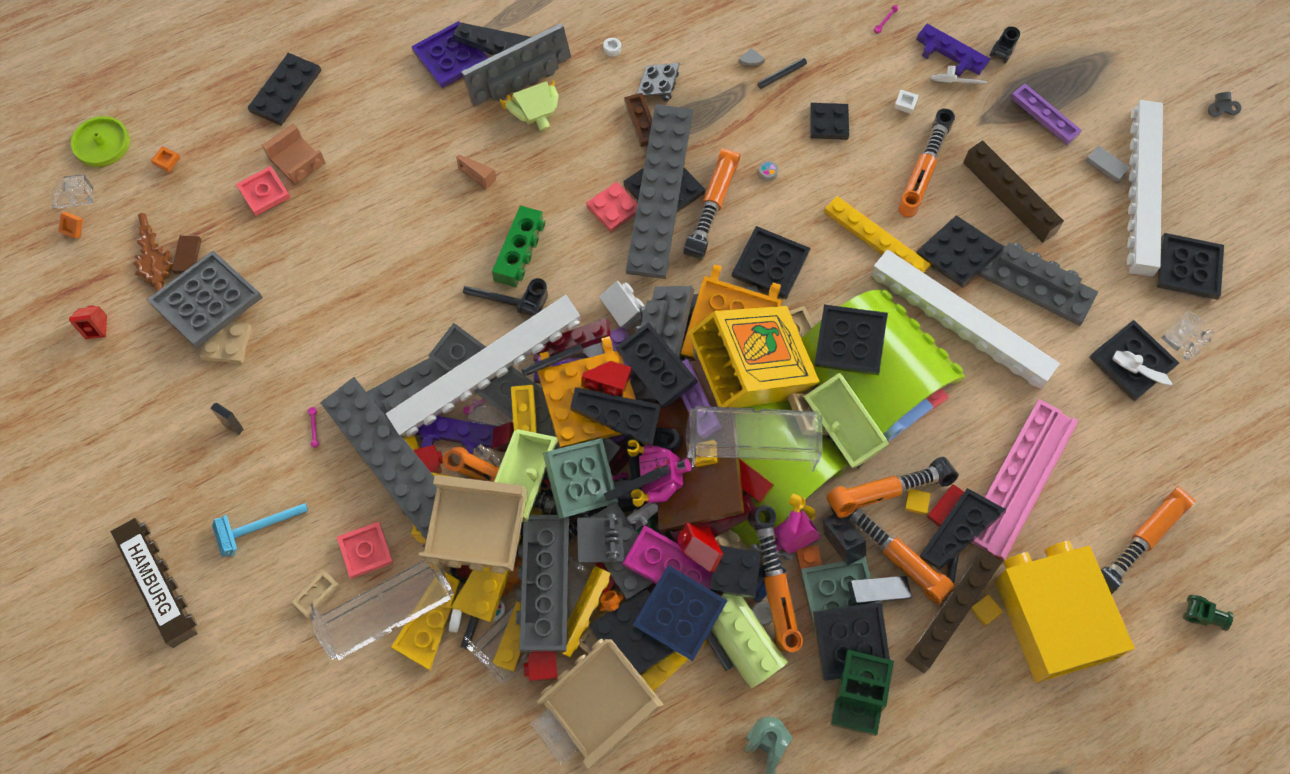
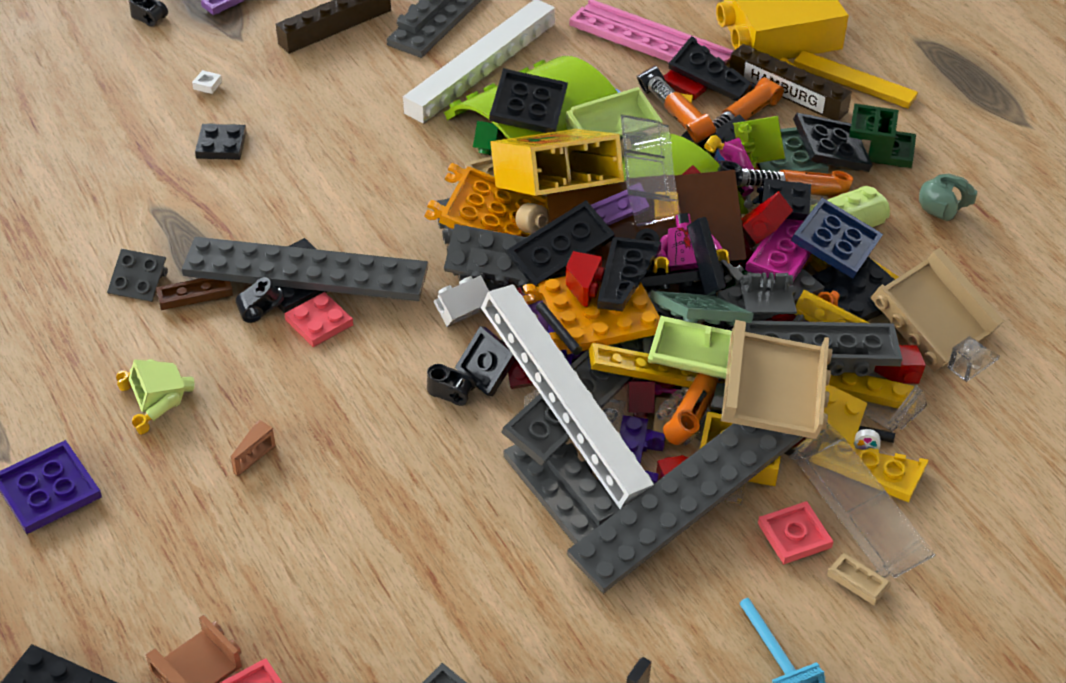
camera: 90 degrees left, 20 degrees down
(312, 412) = (609, 609): dark pink hinge -> none
(487, 39) = (39, 433): black wing -> none
(491, 296) = (441, 429): black bar -> none
(517, 66) = (97, 401): dark grey plate -> none
(525, 219) = (372, 401): green brick -> none
(612, 47) = (70, 322): white tile -> none
(626, 161) = (257, 301): none -> black piece
(726, 166) = (272, 217): piece -> none
(751, 57) = (118, 199): light grey tile -> none
(768, 170) = (282, 190): light grey tile -> none
(771, 260) = (406, 188): black plate -> none
(781, 73) = (145, 175): black bar -> none
(829, 554) = (761, 139): none -> lime hinge
(872, 233) = (370, 119): yellow plate -> none
(878, 28) = (96, 100): dark pink hinge -> none
(879, 590) = (787, 126): tile -> none
(926, 163) = (336, 83): piece -> none
(950, 77) = (179, 50): white piece -> none
(953, 49) = (133, 54): dark purple hinge -> none
(959, 251) = (403, 55): black plate -> none
(976, 688) = (856, 79): none -> yellow tile

